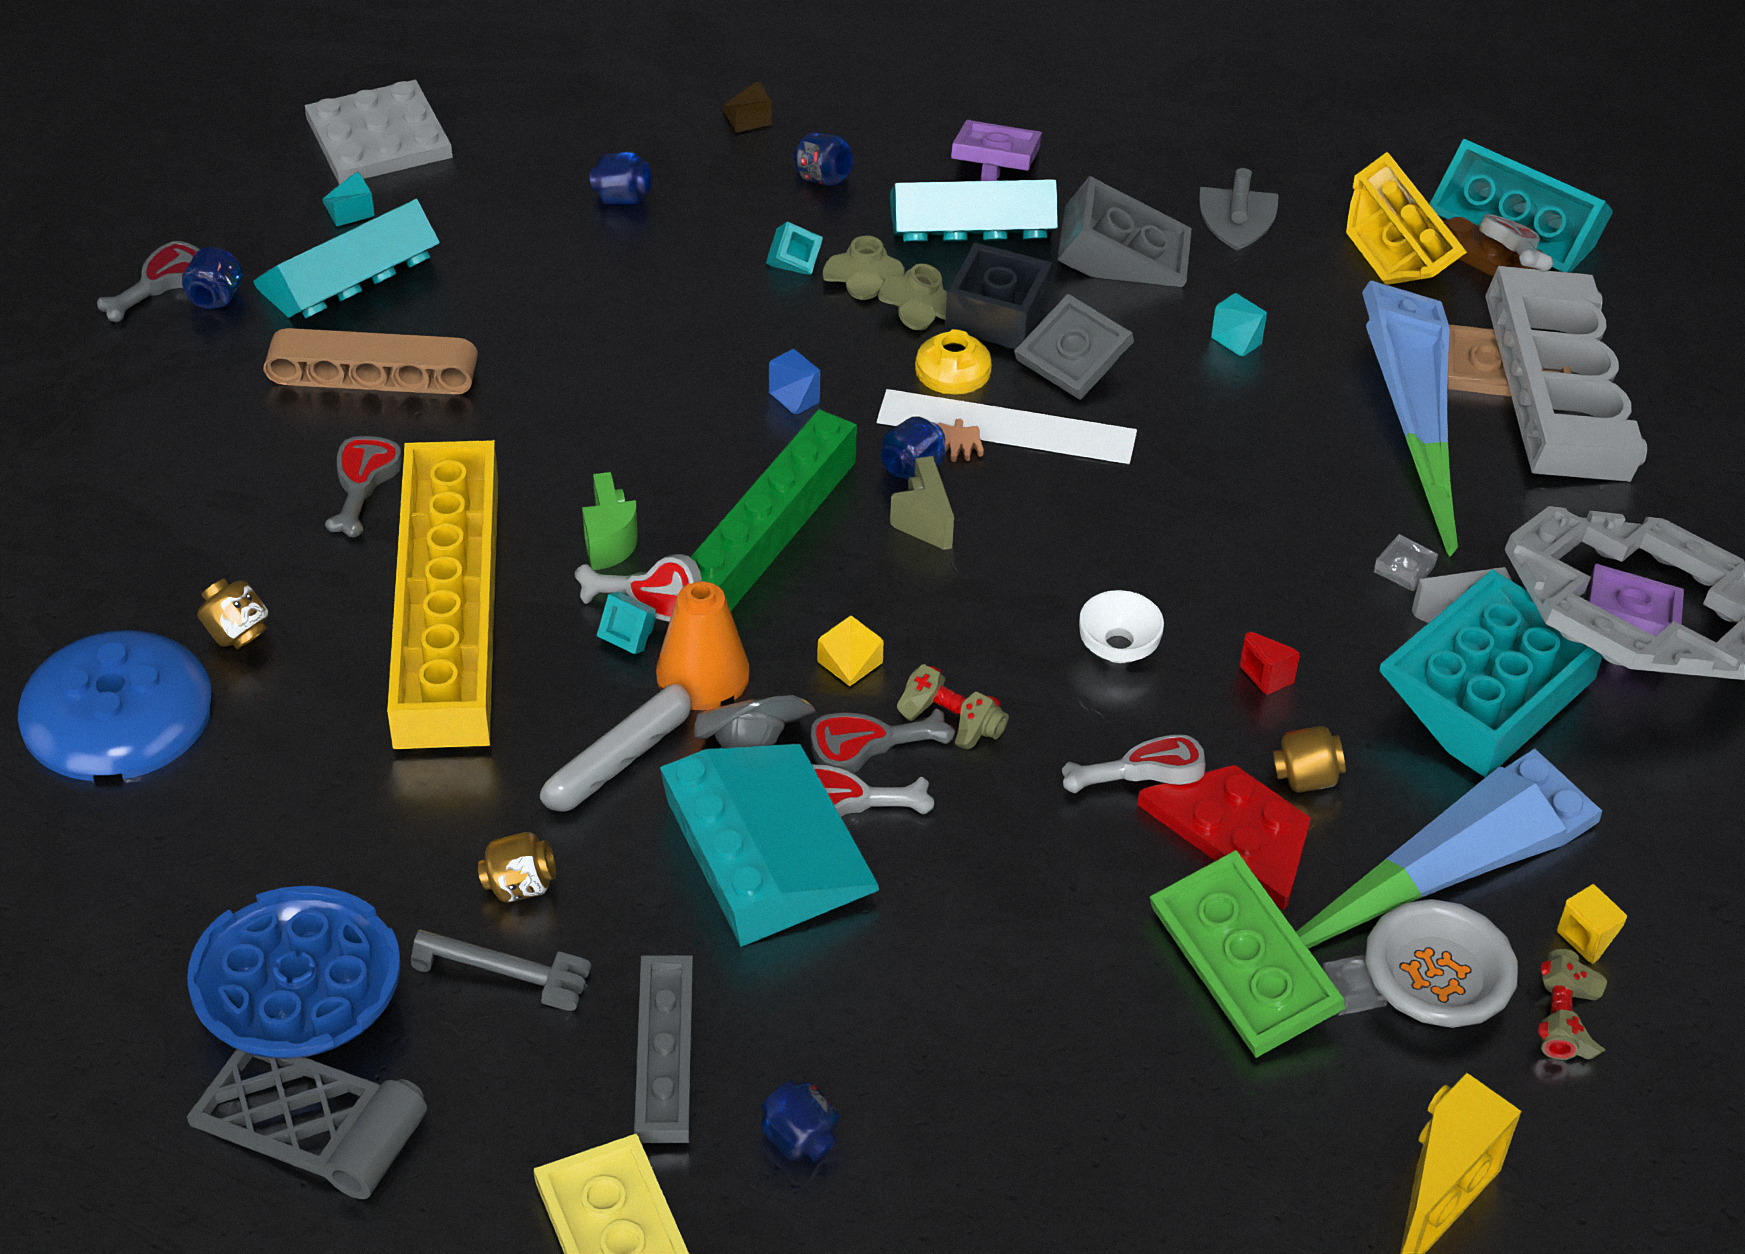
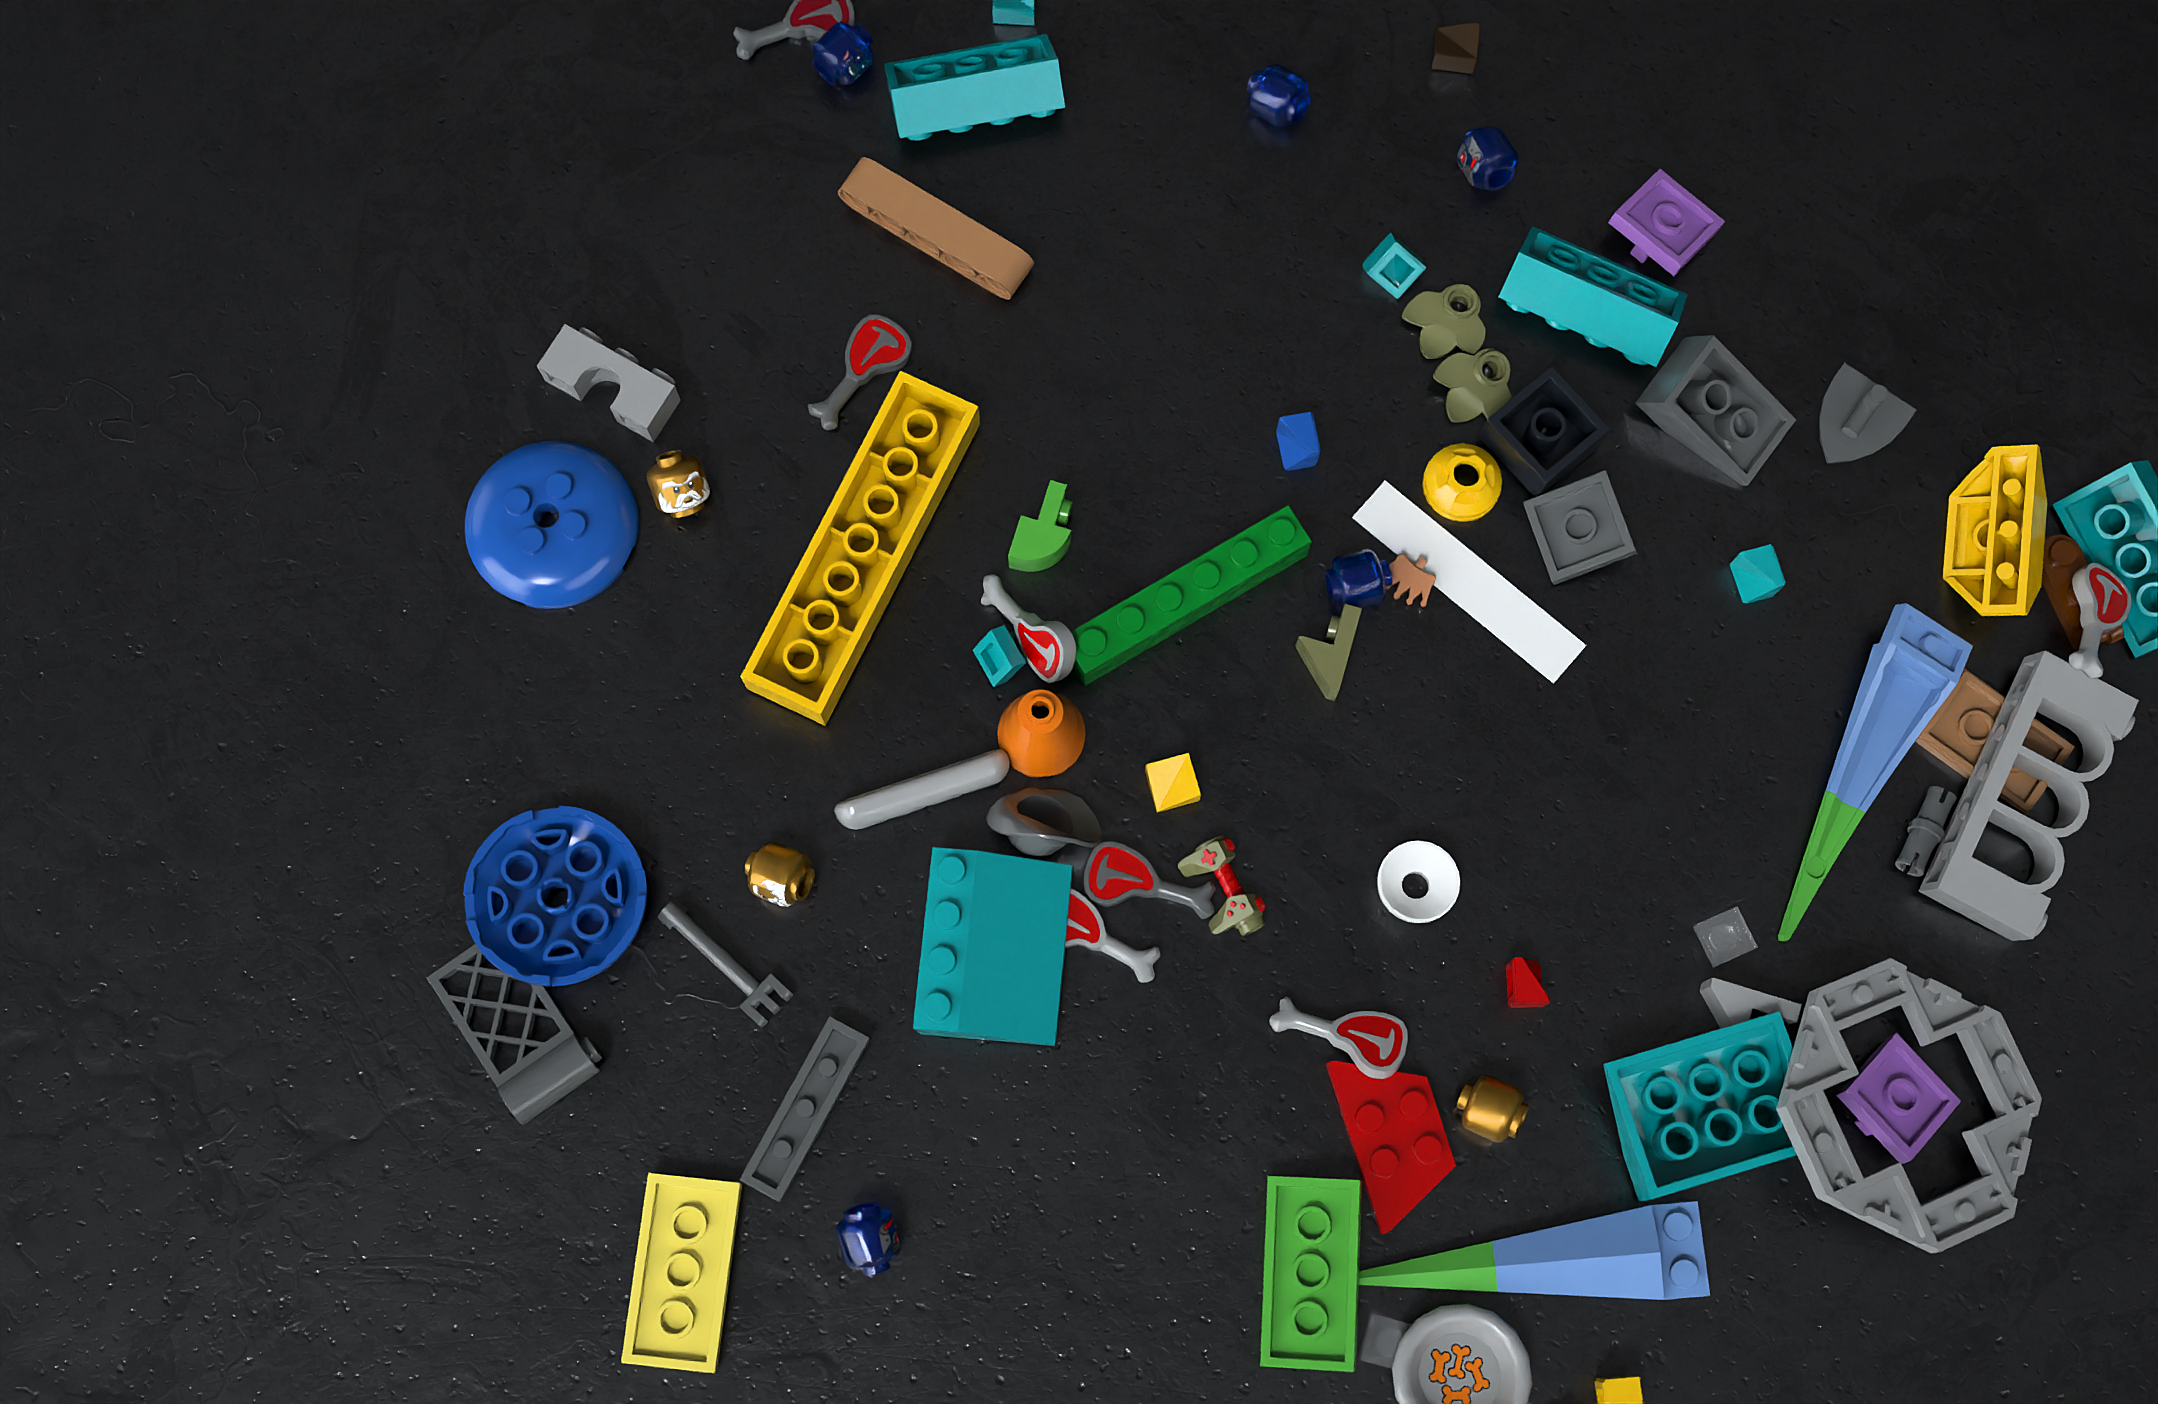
camera: 30 degrees right, 30 degrees up
(83, 565) = (580, 361): none -> light grey arch
(1504, 432) = (1925, 831): none -> dark grey pin

